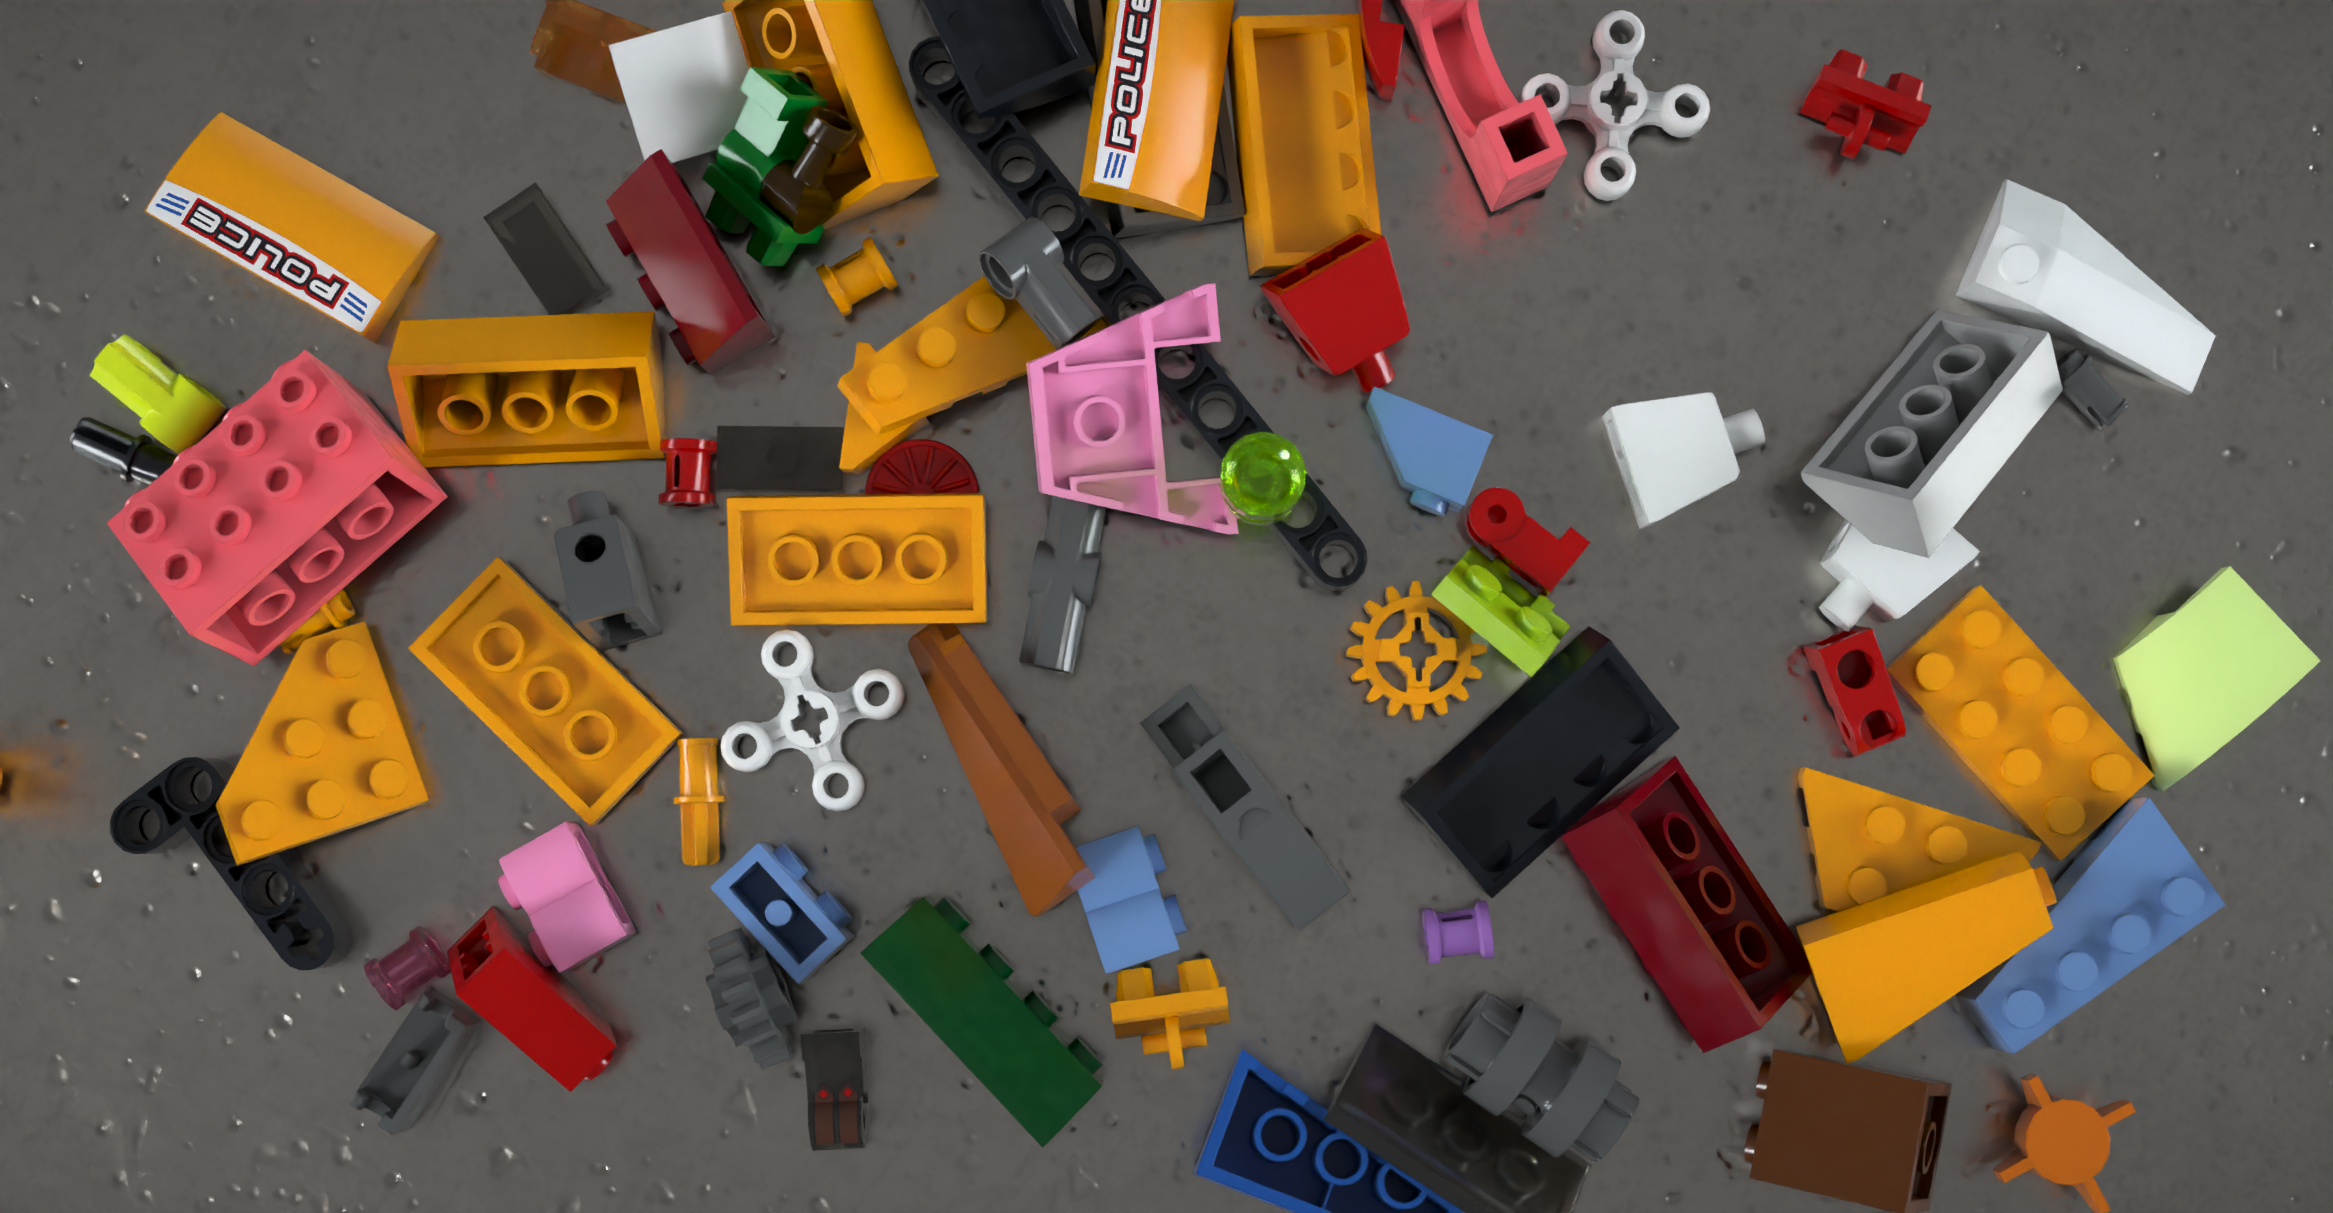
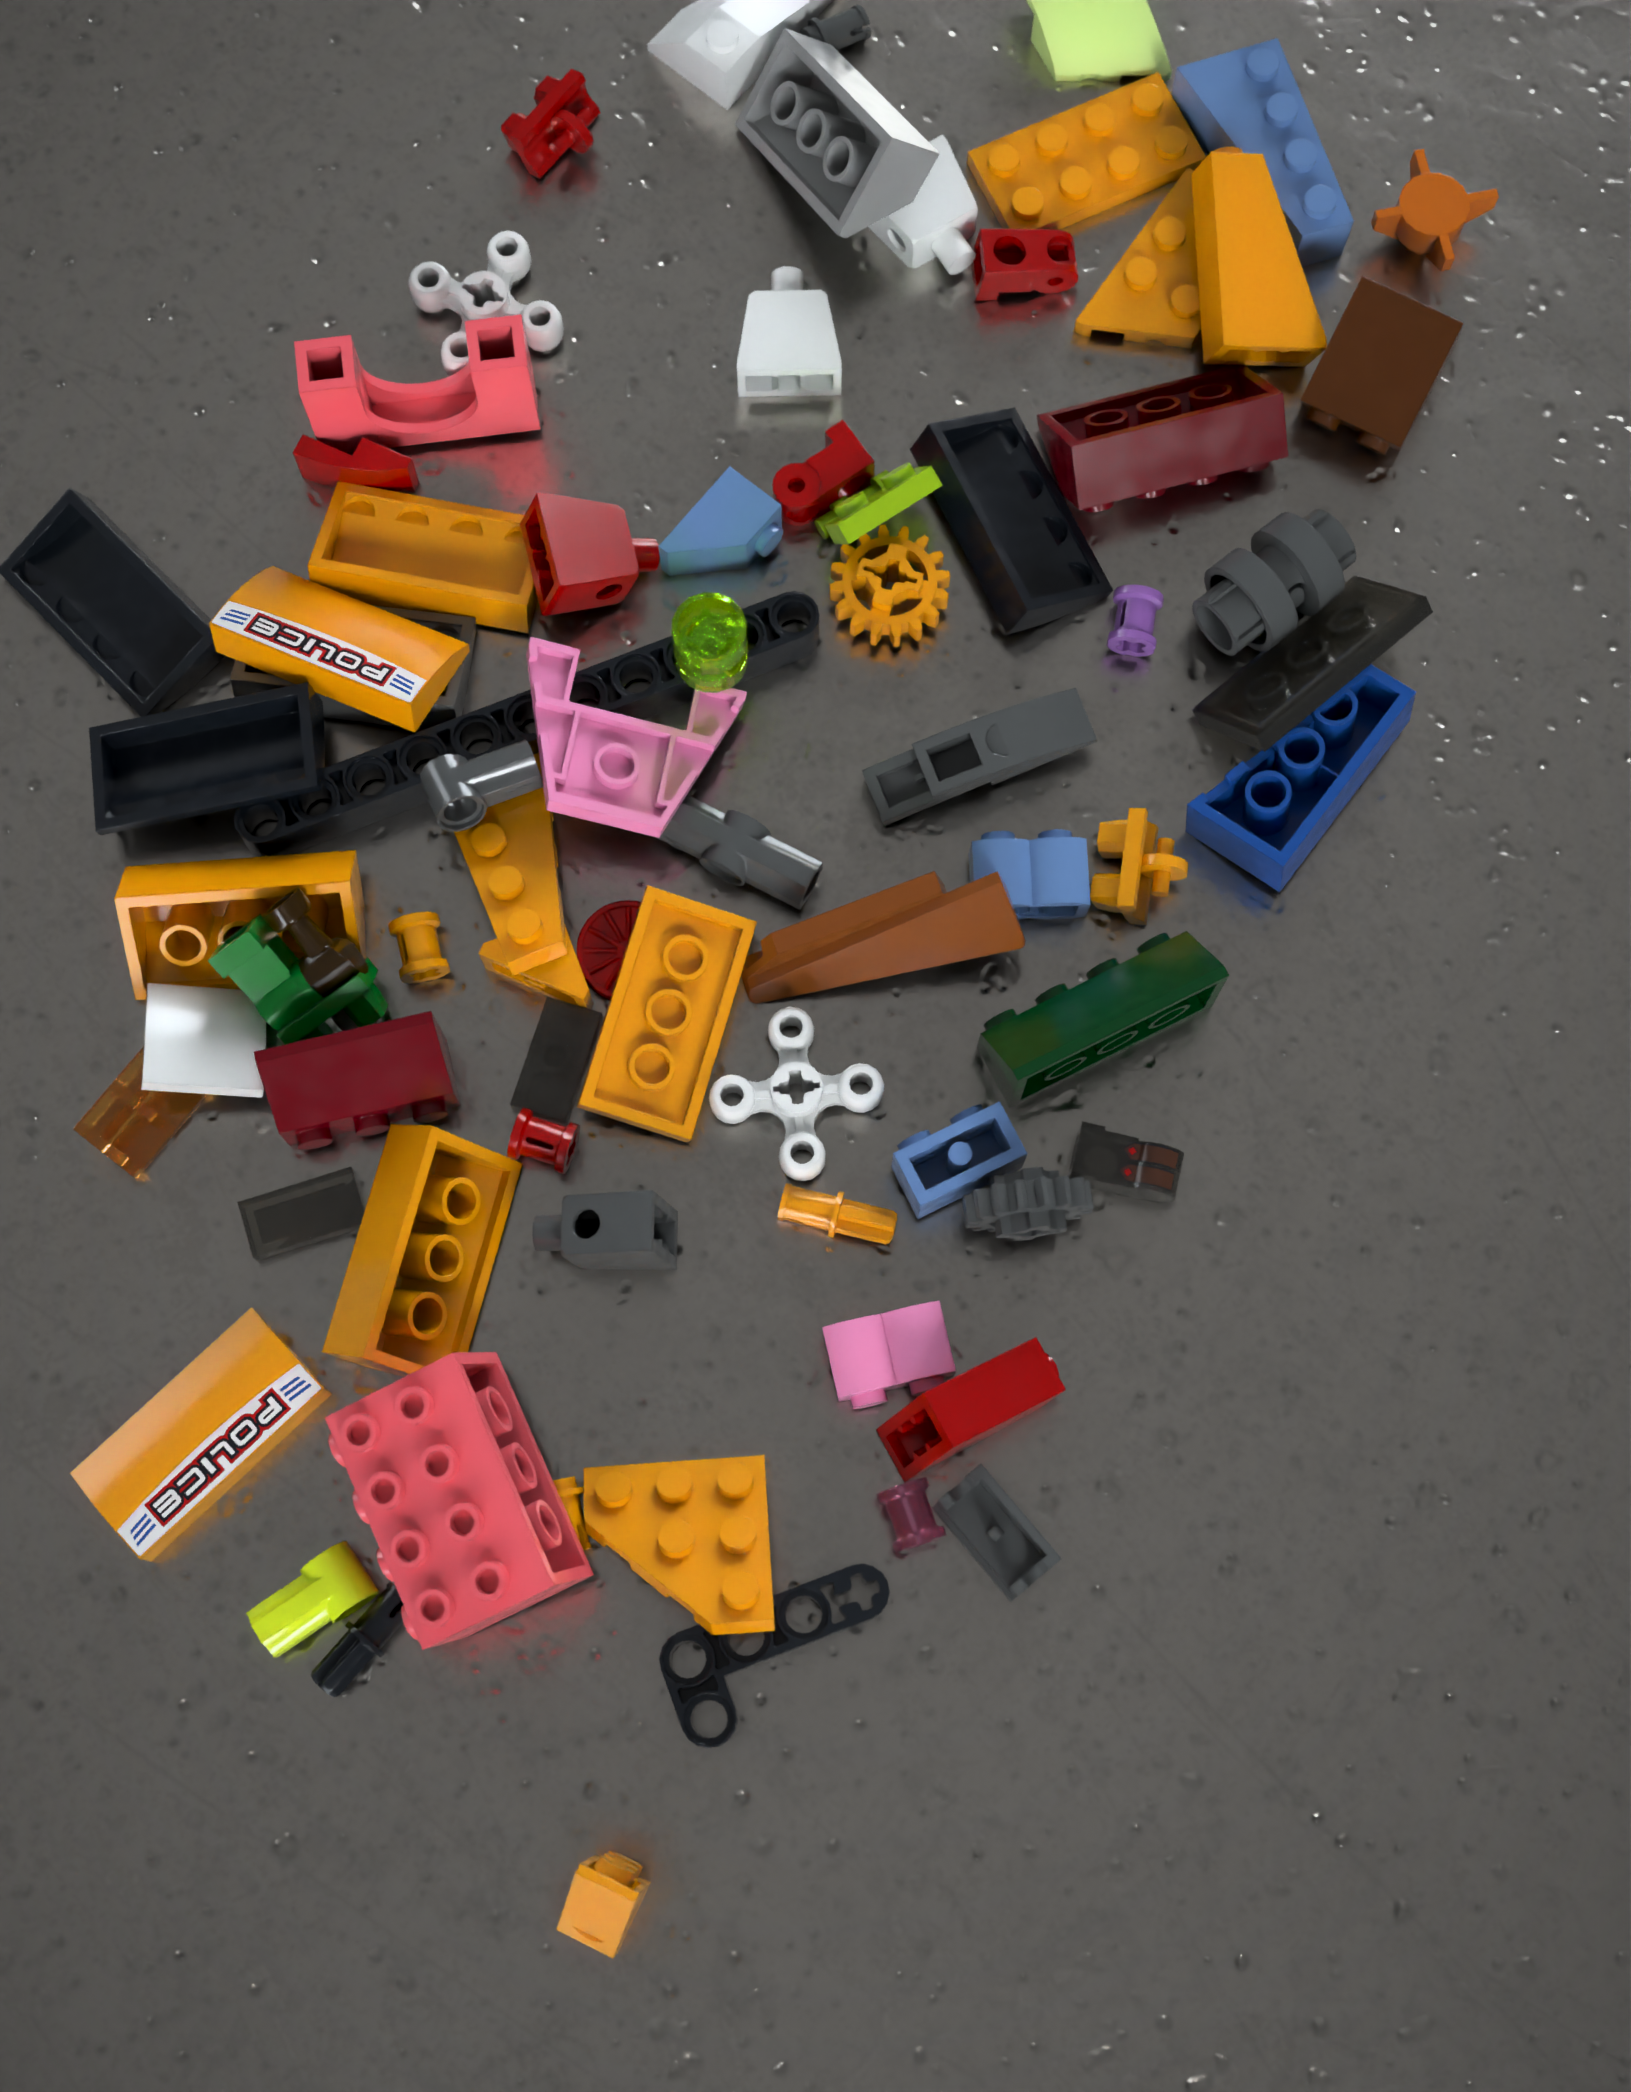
camera: 75 degrees left, 10 degrees down
(545, 691) = (698, 1321): light orange plate -> none

